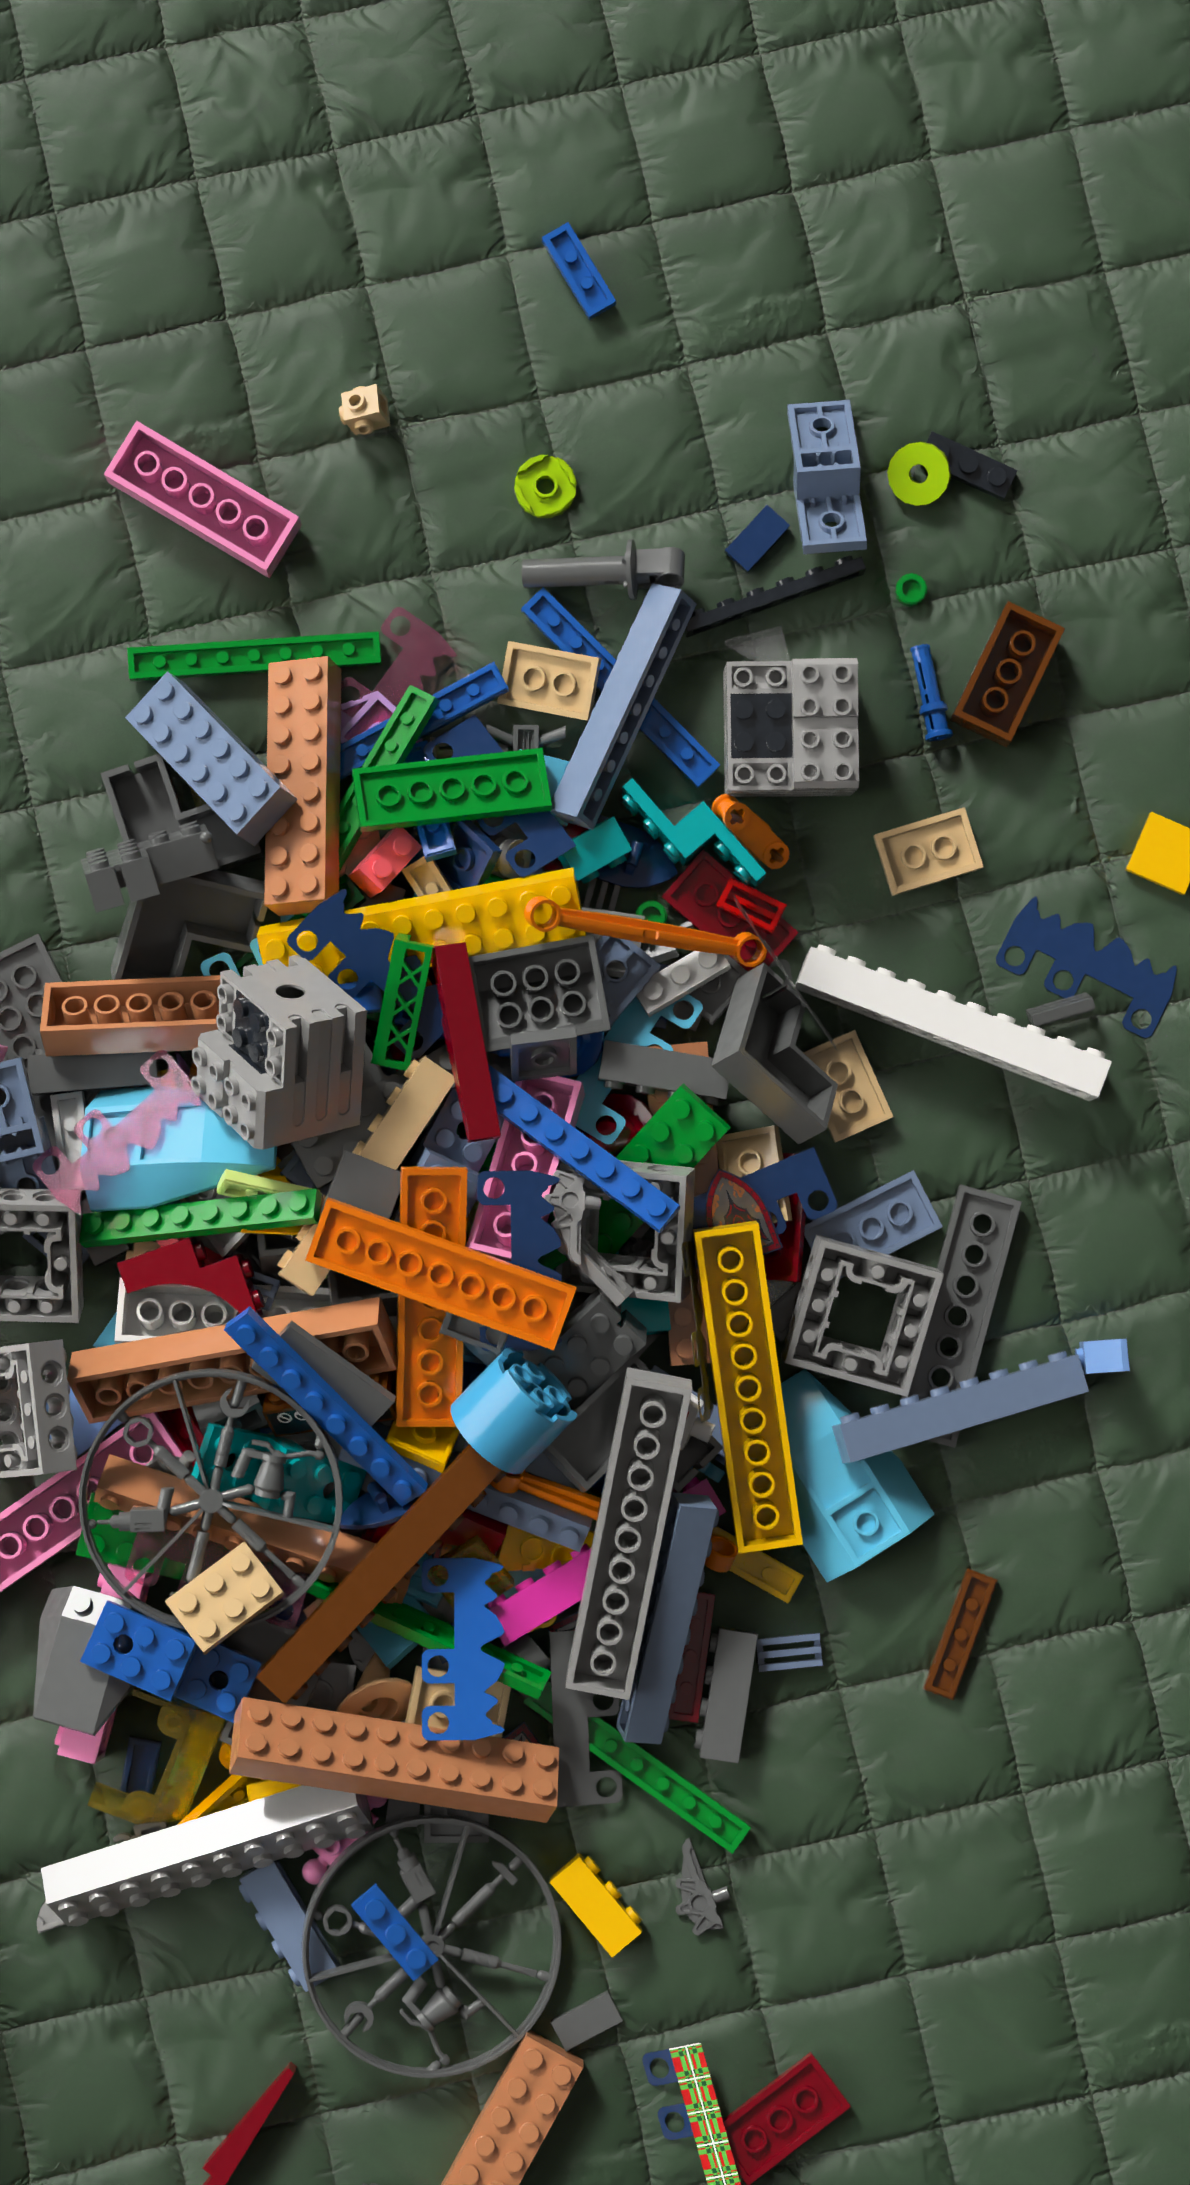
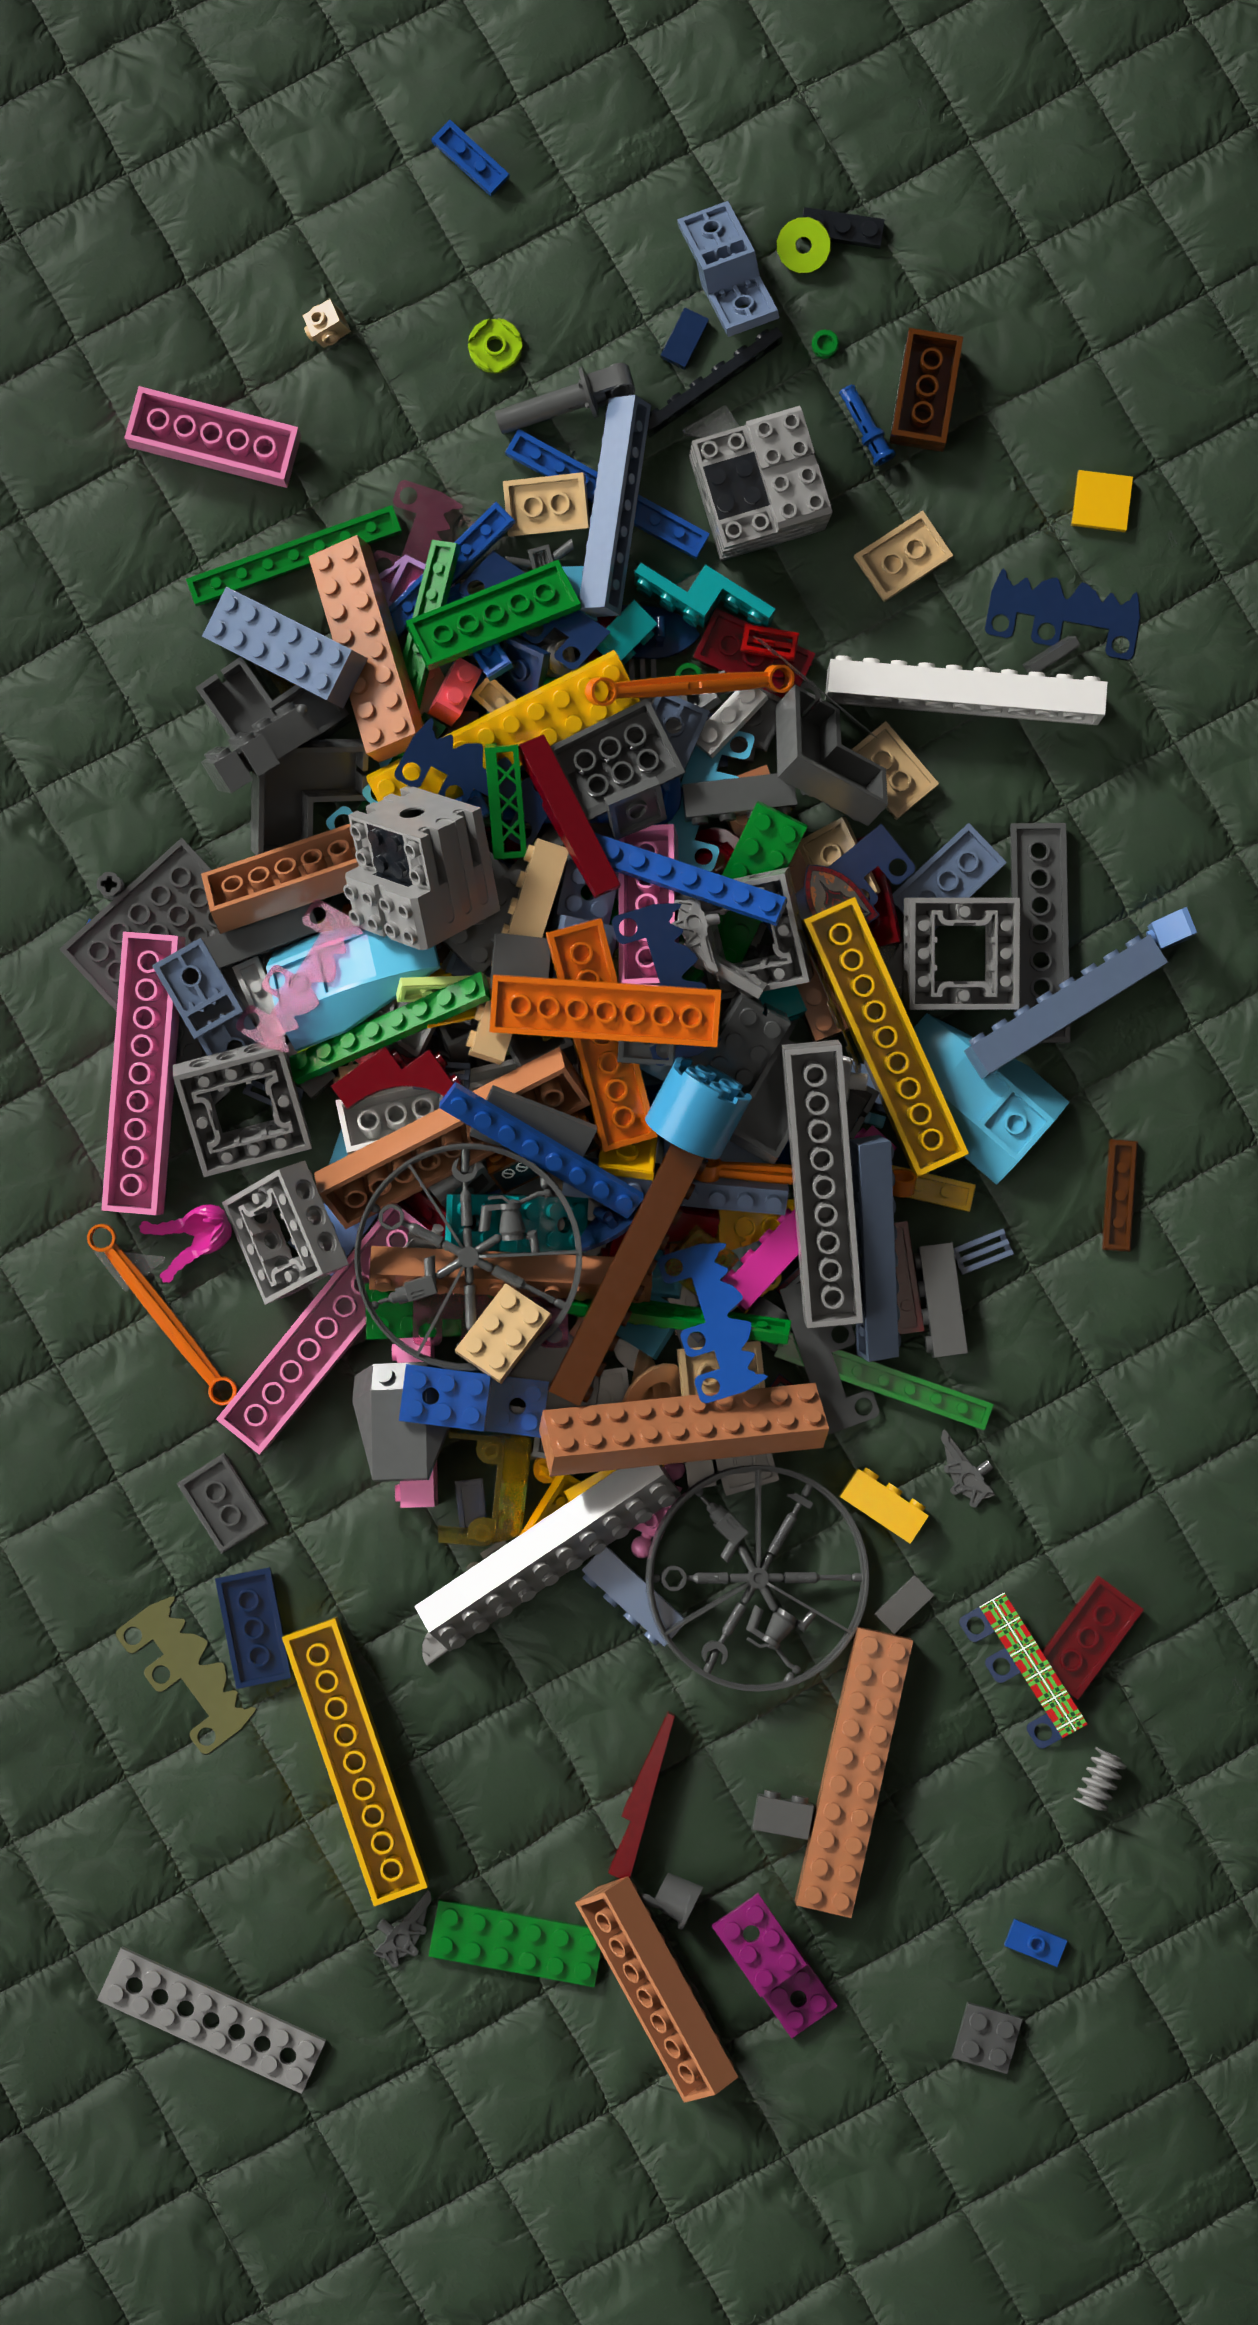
camera: 15 degrees left, 0 degrees up
(394, 1932) = (724, 1573): blue plate -> none
(751, 831) = (752, 579): orange piece -> none

